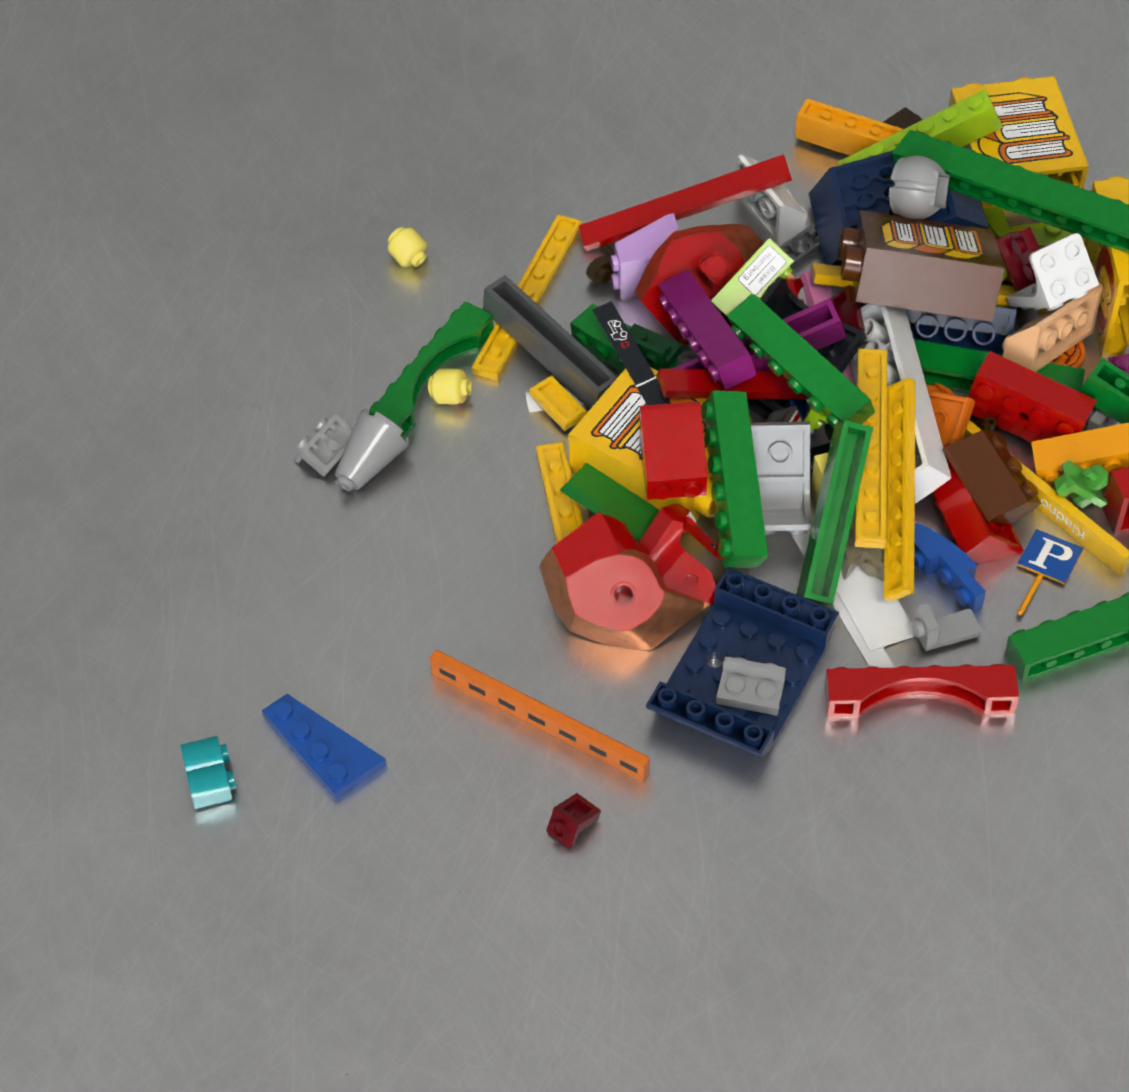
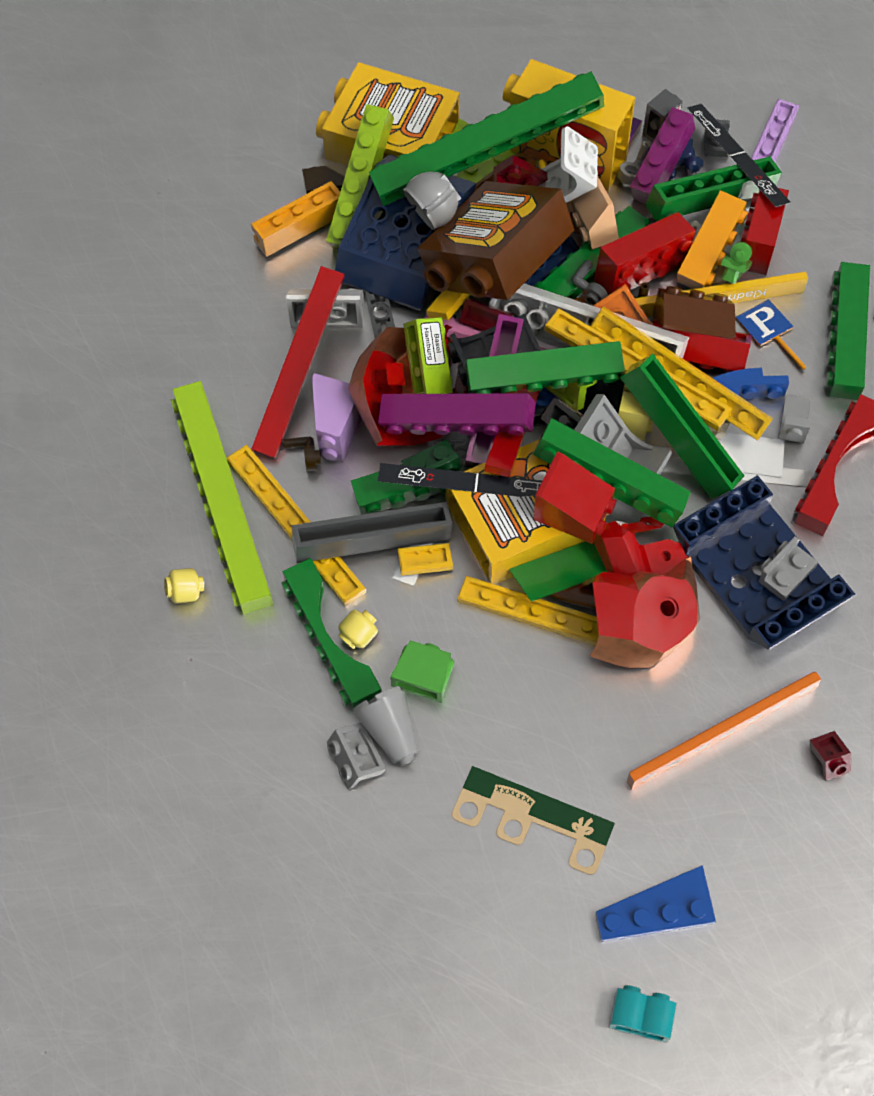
camera: 60 degrees left, 10 degrees up
(364, 603) = (531, 806): none -> piece
(441, 453) = (423, 670): none -> bright green torso
(513, 230) = (222, 497): none -> lime brick
(952, 383) = (592, 291): none -> dark grey plate

